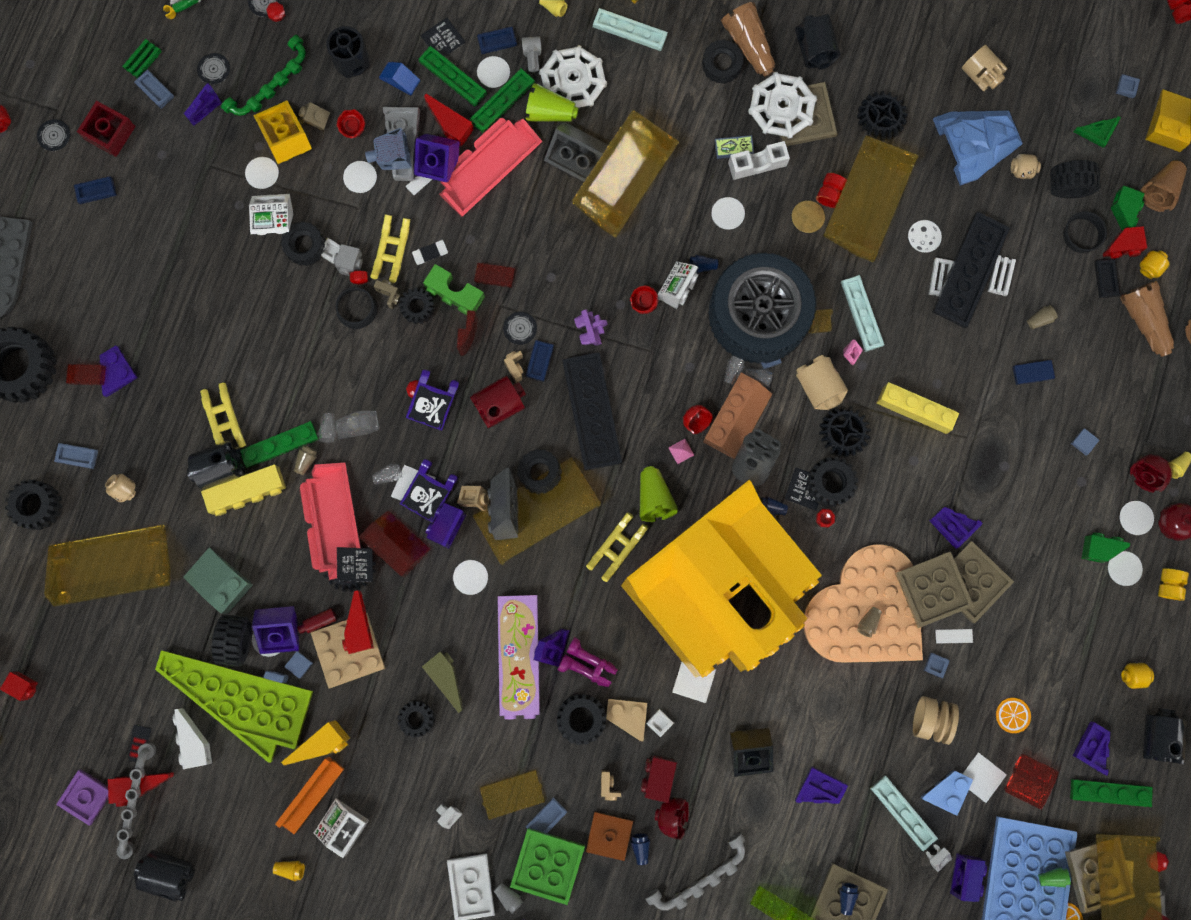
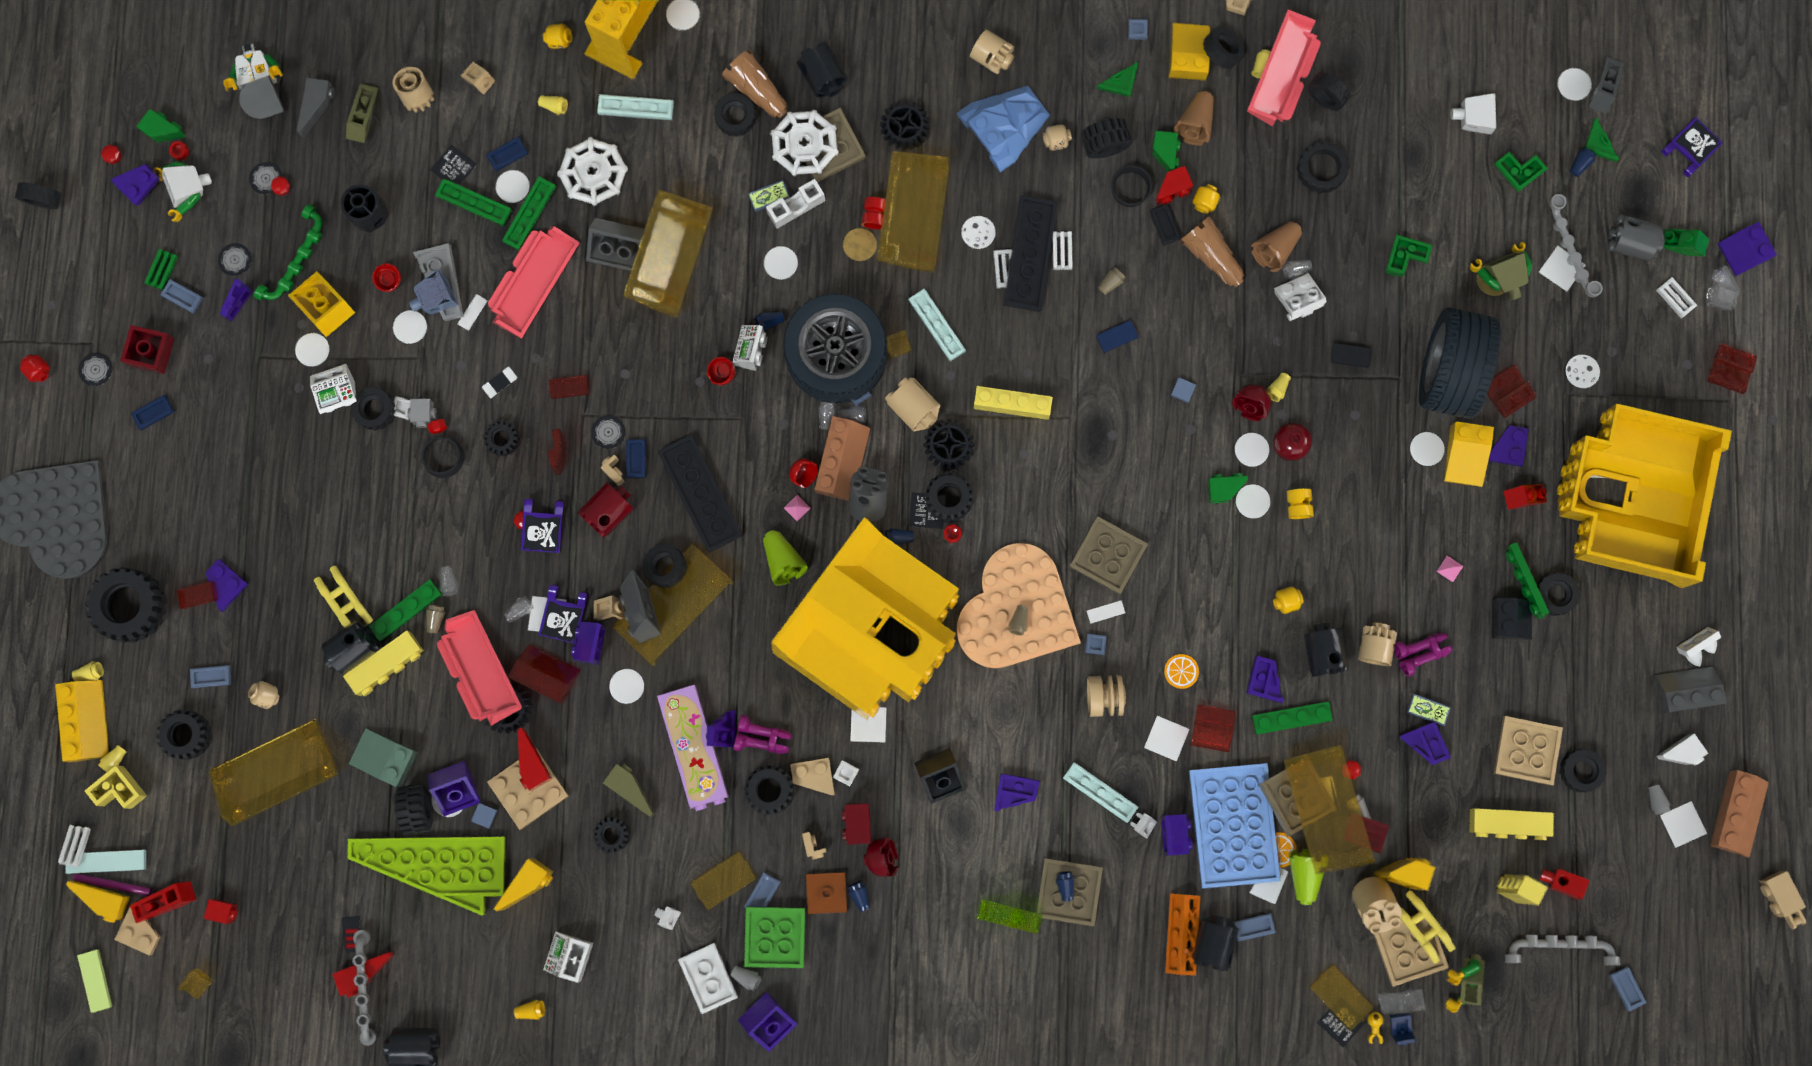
camera: 10 degrees left, 0 degrees up
(84, 797) = (314, 998): medium lavender tile -> none
(193, 745) = (406, 921): white slope -> none
(276, 676) = (465, 833): sand blue tile -> none
(310, 795) = (530, 935): orange fence -> none
(313, 115) = (347, 279): dark tan bracket -> none
(318, 621) = (491, 769): dark red cylinder -> none
(354, 564) = (511, 703): black sticker -> none
(357, 424) = (475, 569): clear slope -> none
(385, 238) = (452, 381): light yellow piece -> none
(387, 288) = (467, 429): dark tan bracket -> none
(400, 77) = (421, 217): blue slope -> none
(435, 157) = (479, 287): dark purple slope -> none
(438, 283) = (516, 411): bright green arch -> none
(451, 123) = (488, 251): red slope -> none
(532, 50) = (544, 154): light grey axle -> none
(549, 106) = (576, 207): lime cone -> none
(593, 325) = (678, 410): medium lavender hips -> none
(629, 545) = (749, 623): light yellow piece -> none
(696, 888) = (933, 905): light grey bar -> none
(852, 352) = (936, 365): bright pink slope -> none
(934, 589) = (1072, 572): dark tan plate -> none
(949, 792) = (1138, 761): light blue wing -> none
(954, 526) = (1078, 506): dark purple wing -> none
(1056, 878) = (1256, 811): bright green cone -> none

